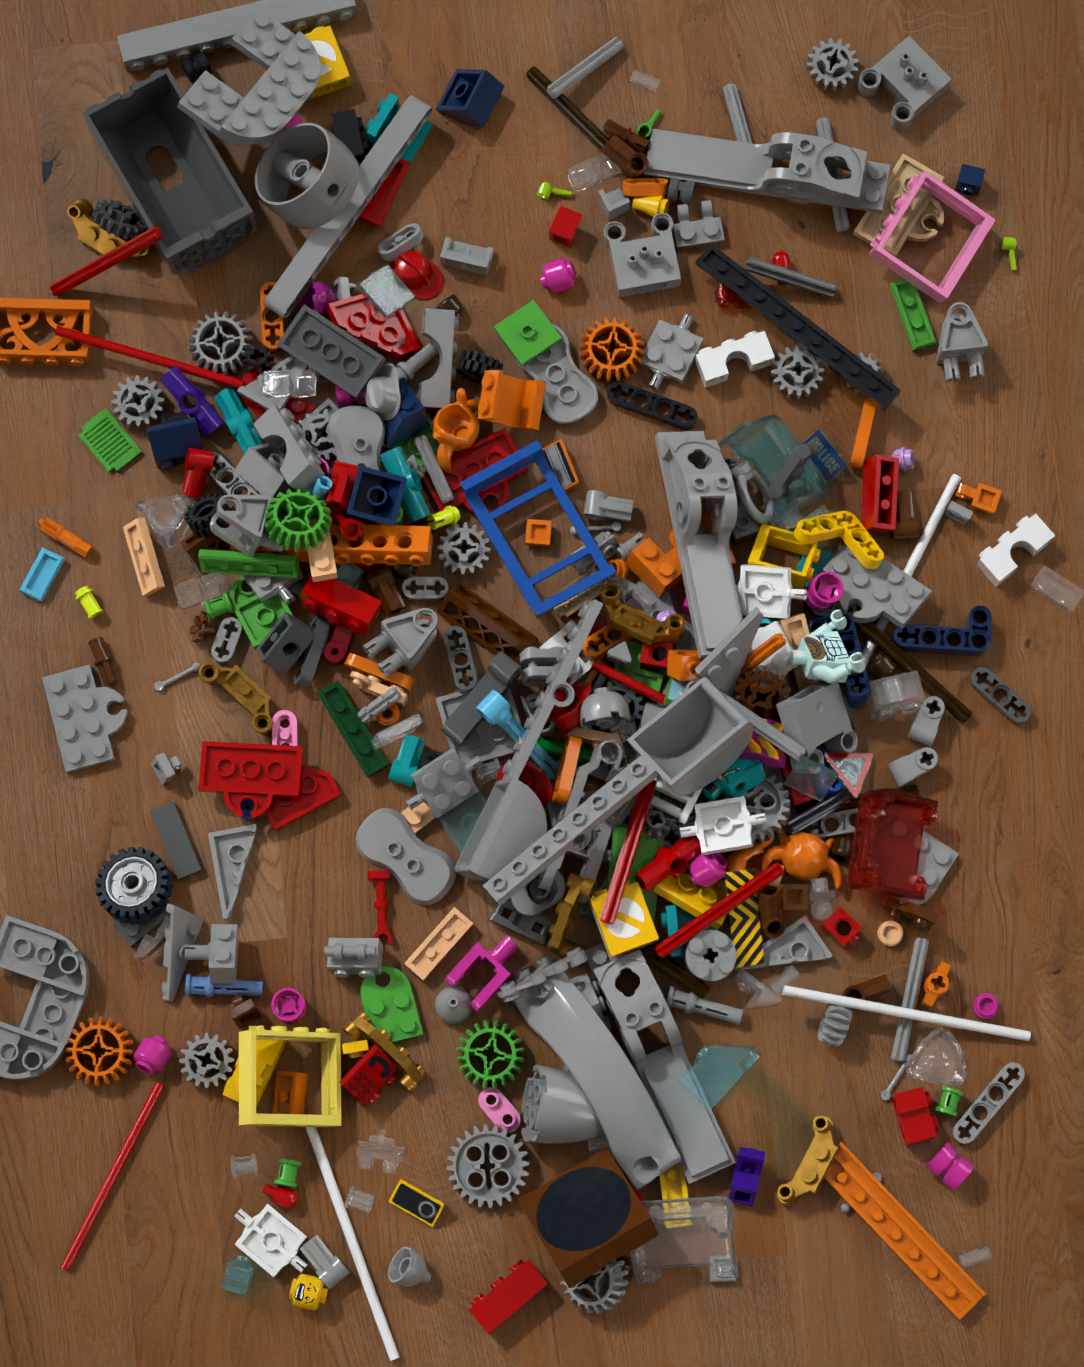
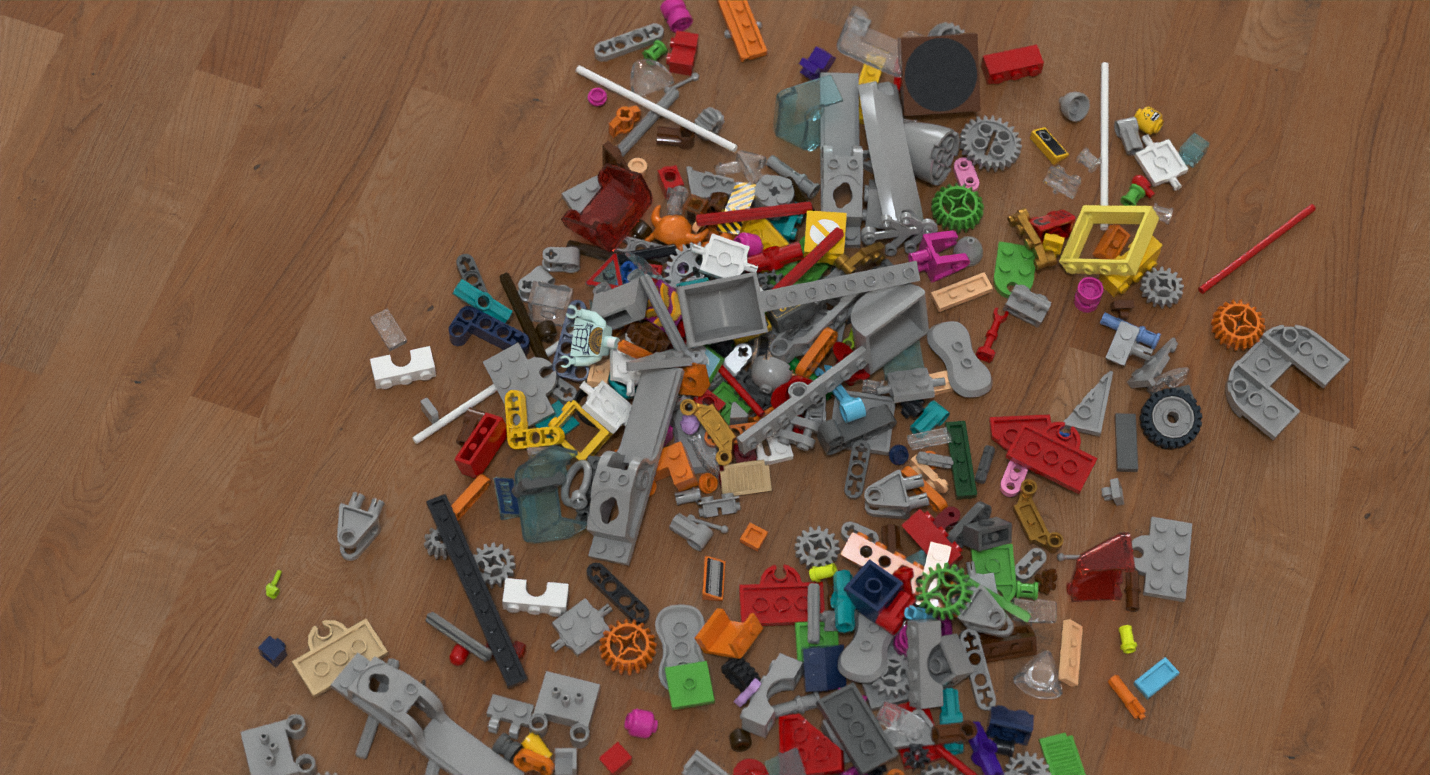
camera: 160 degrees left, 15 degrees down
(140, 642) = (1100, 570): none -> clear red windscreen
(152, 1055) = (1200, 306): dark pink head -> none
(197, 465) = (1001, 695): red piece -> none
(201, 513) = (1012, 666): black tyre -> none
(230, 394) = (953, 732): none -> reddish brown piece
(324, 738) = (984, 464): none -> dark grey axle
(384, 393) = (827, 679): light grey piece -> none
(423, 702) = (898, 454): none -> dark blue plate
(455, 428) = (781, 634): orange piece -> none
(463, 343) = (744, 696): none -> lavender arm
(473, 606) = (823, 489): reddish brown fence -> none
(503, 469) = (750, 468): blue piece -> none
(814, 1164) = (766, 51): pearl gold plate -> none
(823, 591) = (563, 389): dark pink wheel -> none
(906, 458) = (448, 467): lavender plate -> none
(912, 315) = (377, 573): bright green tile -> none
(958, 203) = (317, 590): bright pink window -> none
(983, 497) = (405, 414): orange plate -> none
(986, 662) = (470, 295): none -> teal piece

